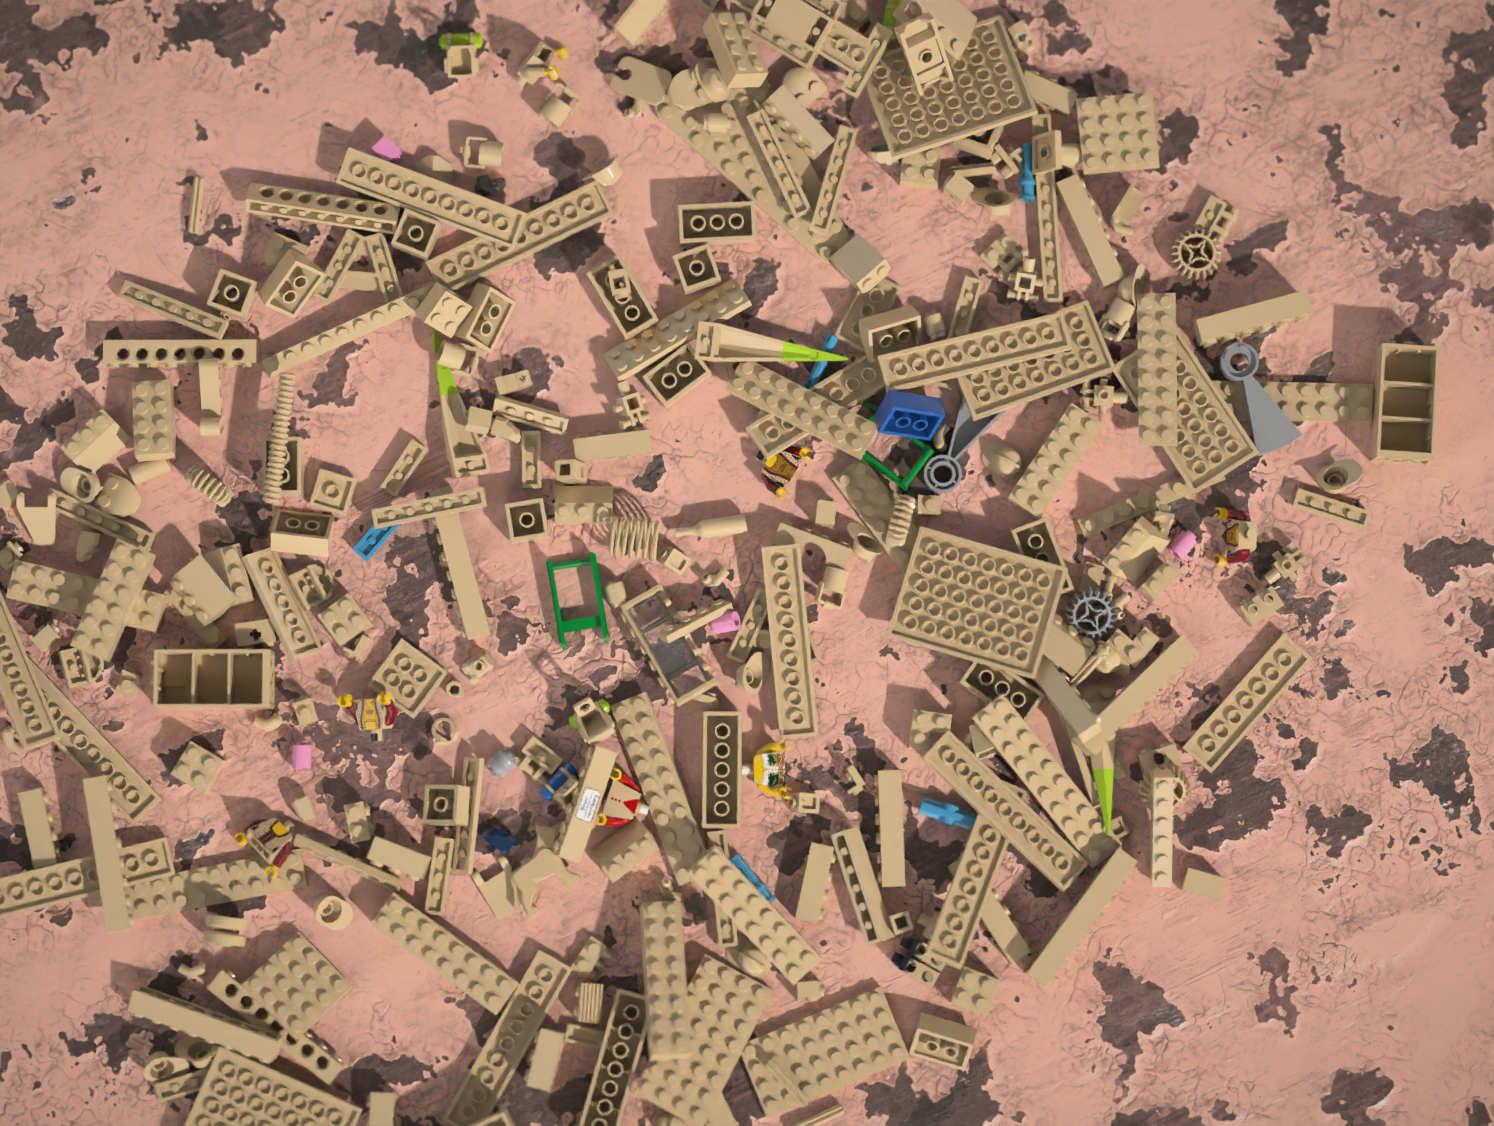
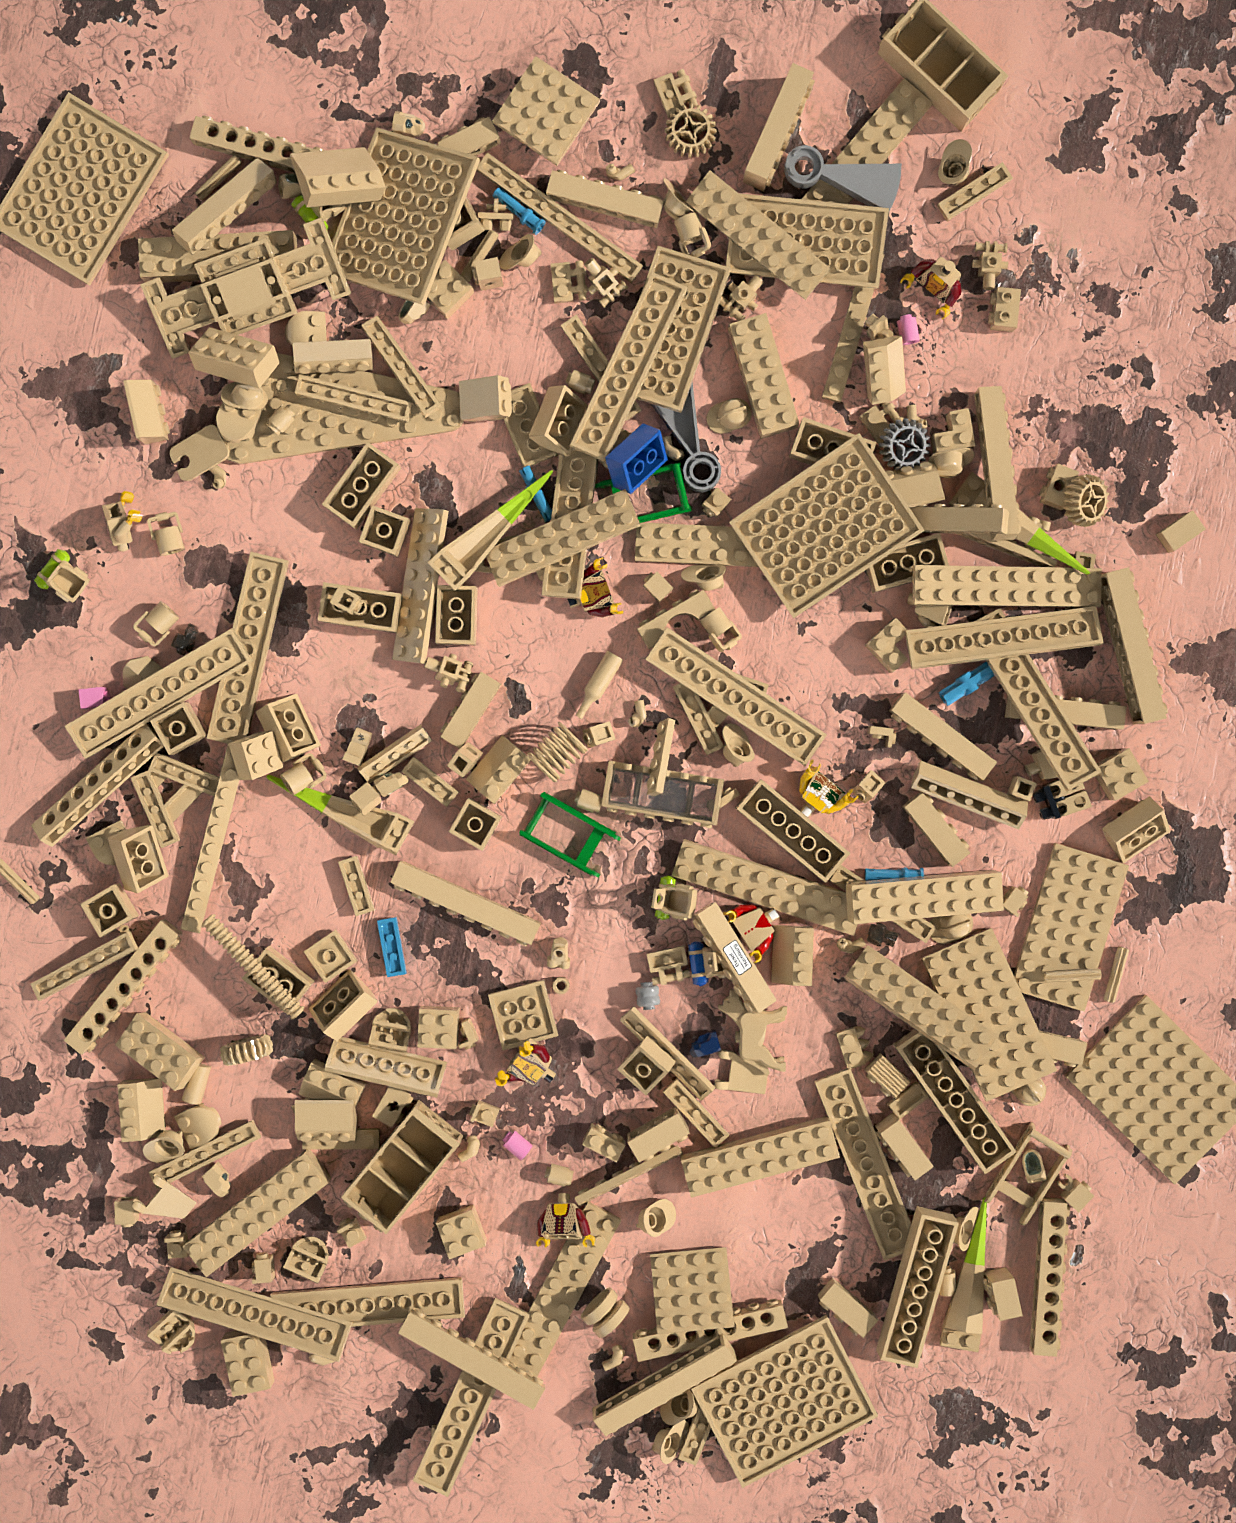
camera: 50 degrees left, 5 degrees up
(39, 828) = (408, 1390): tan brick -> none
(113, 600) = (276, 1199): tan brick -> none
(211, 397) = (180, 993): tan beam -> none
(429, 508) = (404, 892): tan plate -> none
(439, 739) = (592, 1011): tan piece -> none
(608, 172) = (251, 538): tan piece -> none
(726, 623) = (681, 734): bright pink brick -> none
(900, 520) = (713, 533): tan gear -> none
(916, 39) = (342, 201): tan piece -> none
(1051, 154) = (520, 176): tan plant -> none
(1089, 666) = (946, 478): tan wheel -> none
(1129, 204) = (609, 149): tan panel -> none
(1159, 581) = (924, 371): tan brick -> none
(1161, 828) = (1117, 527): tan brick -> none
(1247, 703) = (1070, 382): tan plate -> none

